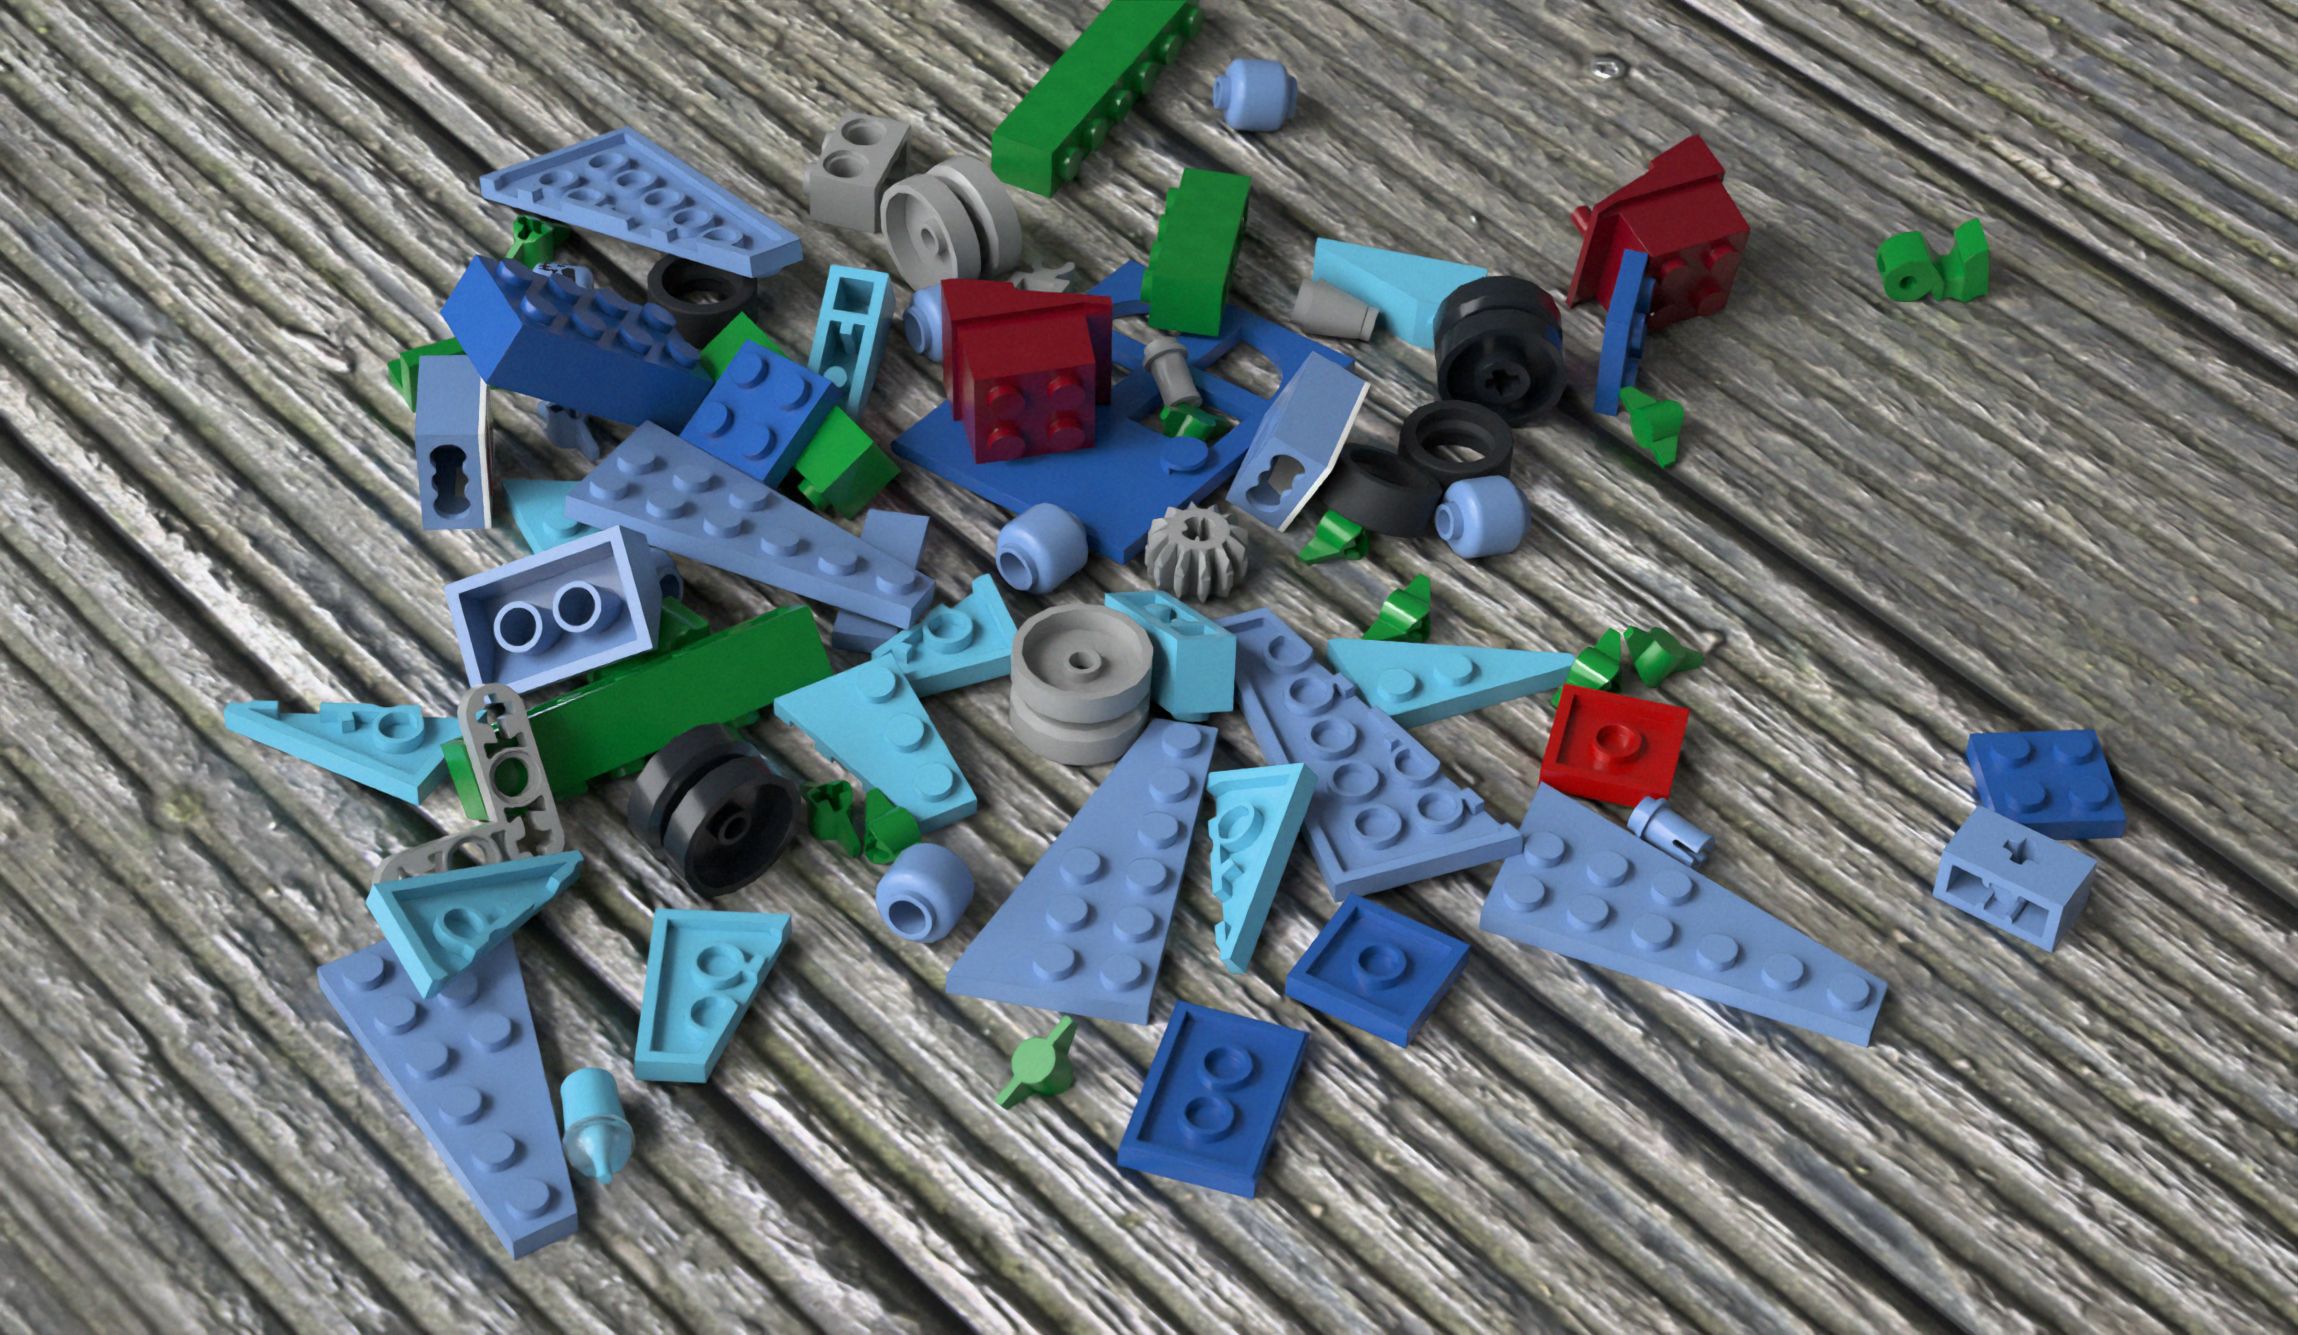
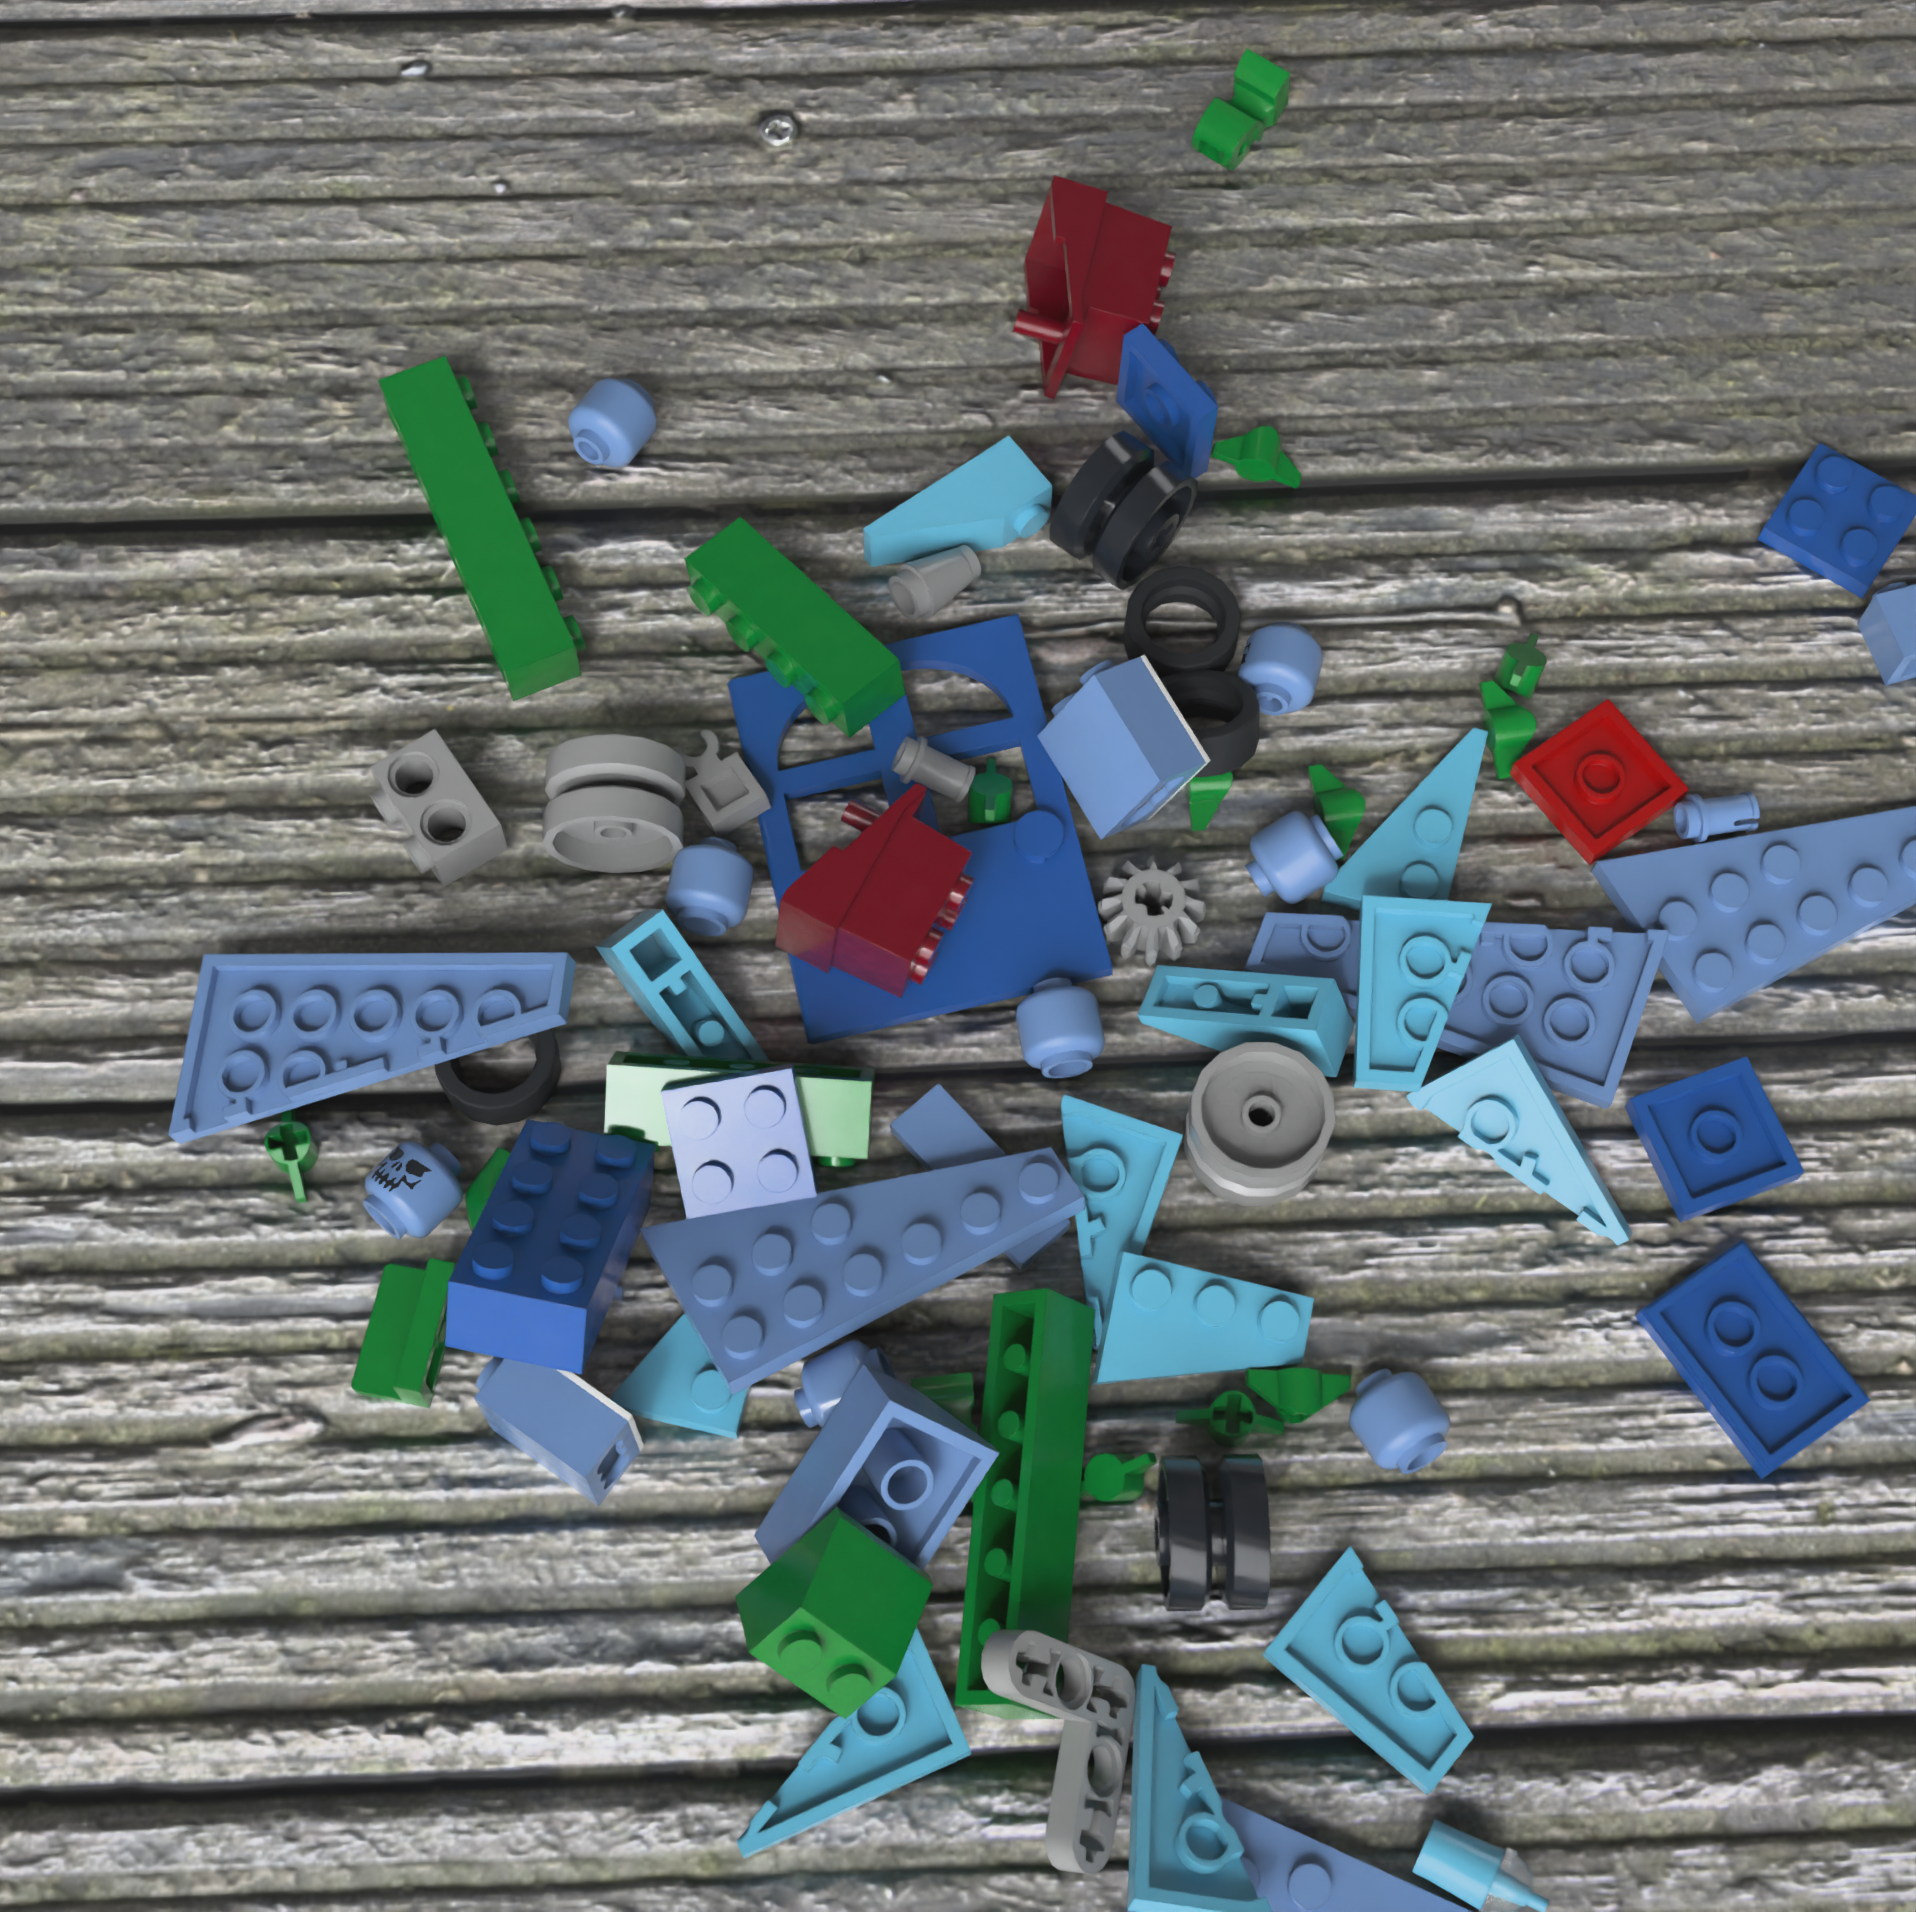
camera: 50 degrees left, 25 degrees up
(445, 630) = (835, 1612): none -> green slope
(1041, 1065) = (1643, 1469): piece -> none
(1102, 899) = (1482, 1285): medium blue wing -> none
(1290, 698) = (1407, 982): none -> medium azure wing
(1332, 600) = (1293, 857): none -> medium blue head

